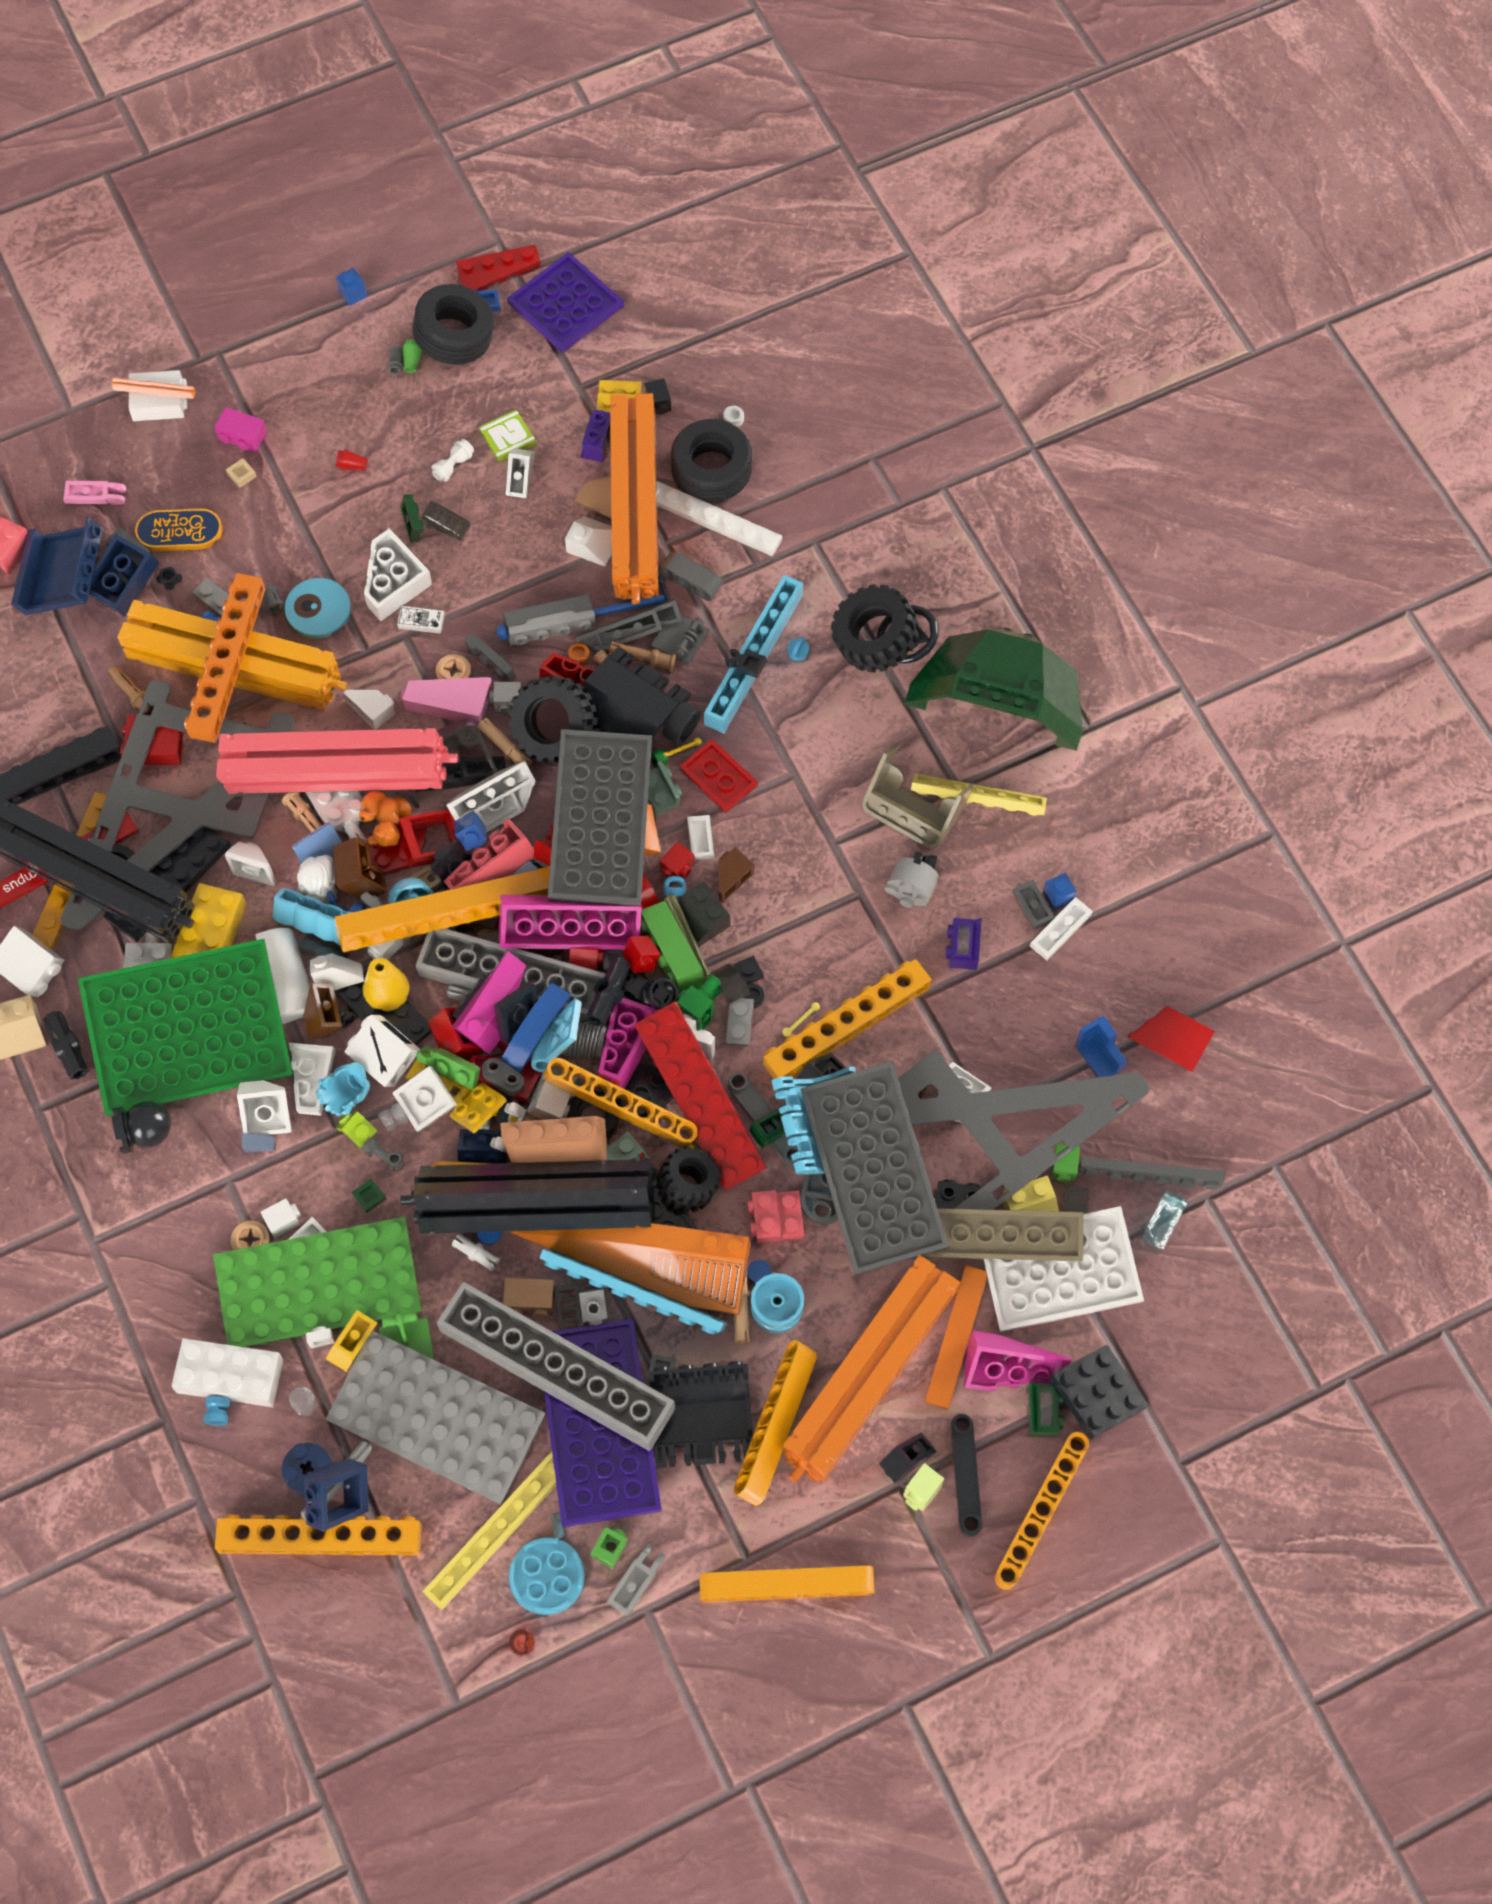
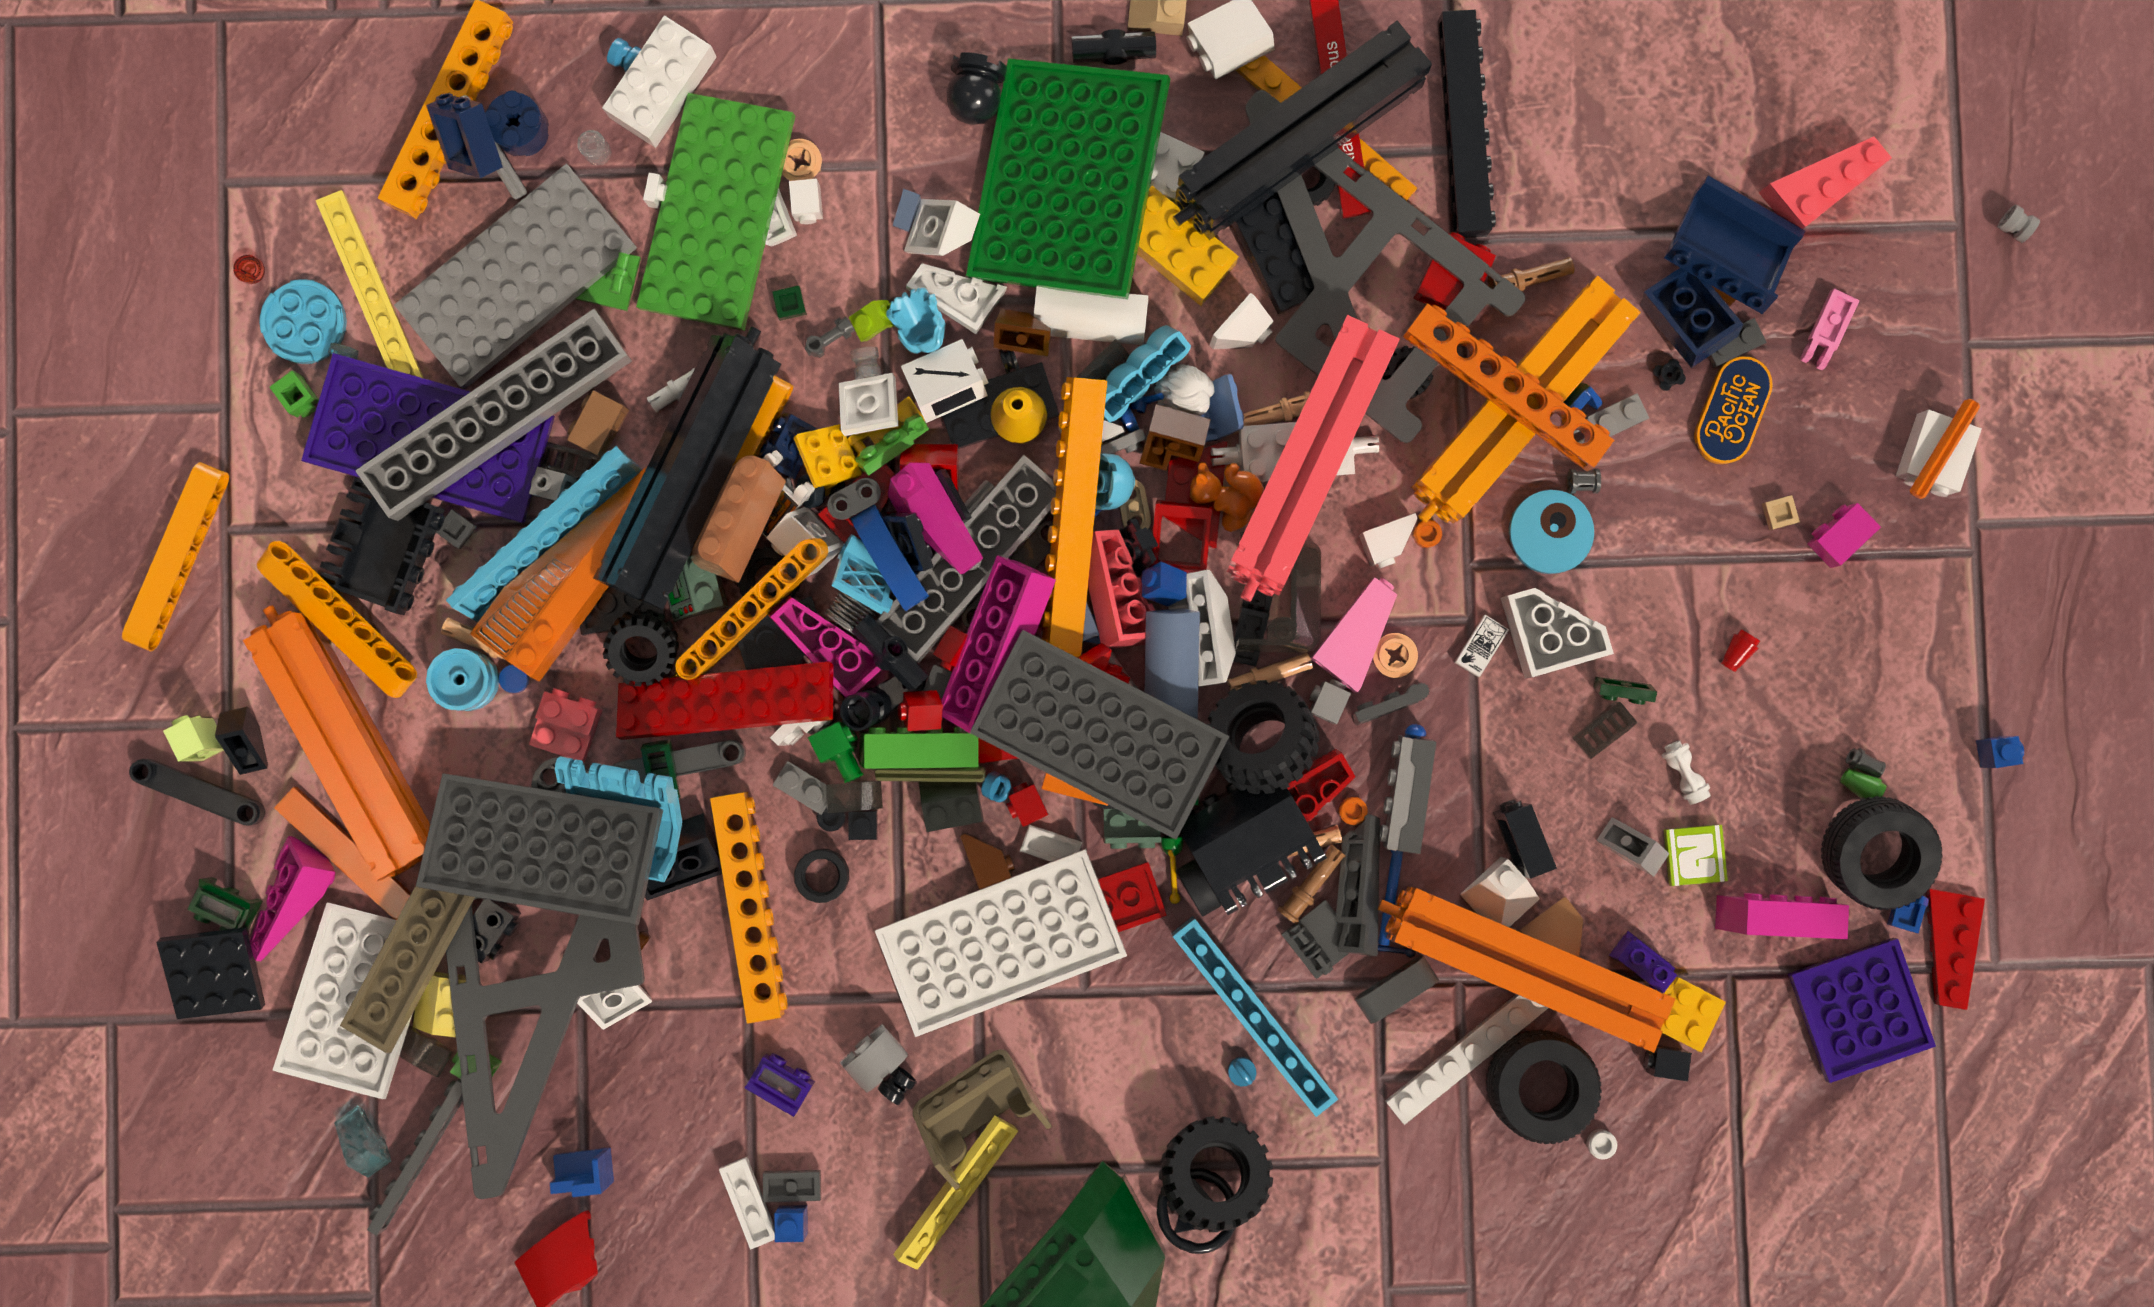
camera: 110 degrees right, 20 degrees up
(336, 970) = (1065, 360): white slope -> none
(351, 1340) = (633, 220): yellow slope -> none
(355, 682) = (1427, 534): none -> orange tile
(520, 803) = (1173, 658): none -> sand blue brick
(525, 368) = (1781, 916): none -> dark pink wedge
(545, 535) = (1524, 838): none -> black window
(635, 1582) = (251, 406): light grey hinge -> none
(748, 664) = (1230, 999): black plate -> none
(786, 837) = (1000, 943): none -> white plate
(788, 1031) = (771, 835): light yellow hinge -> none
(794, 965) = (800, 879): none -> black tyre
(1037, 1521) = (110, 847): light orange beam -> none

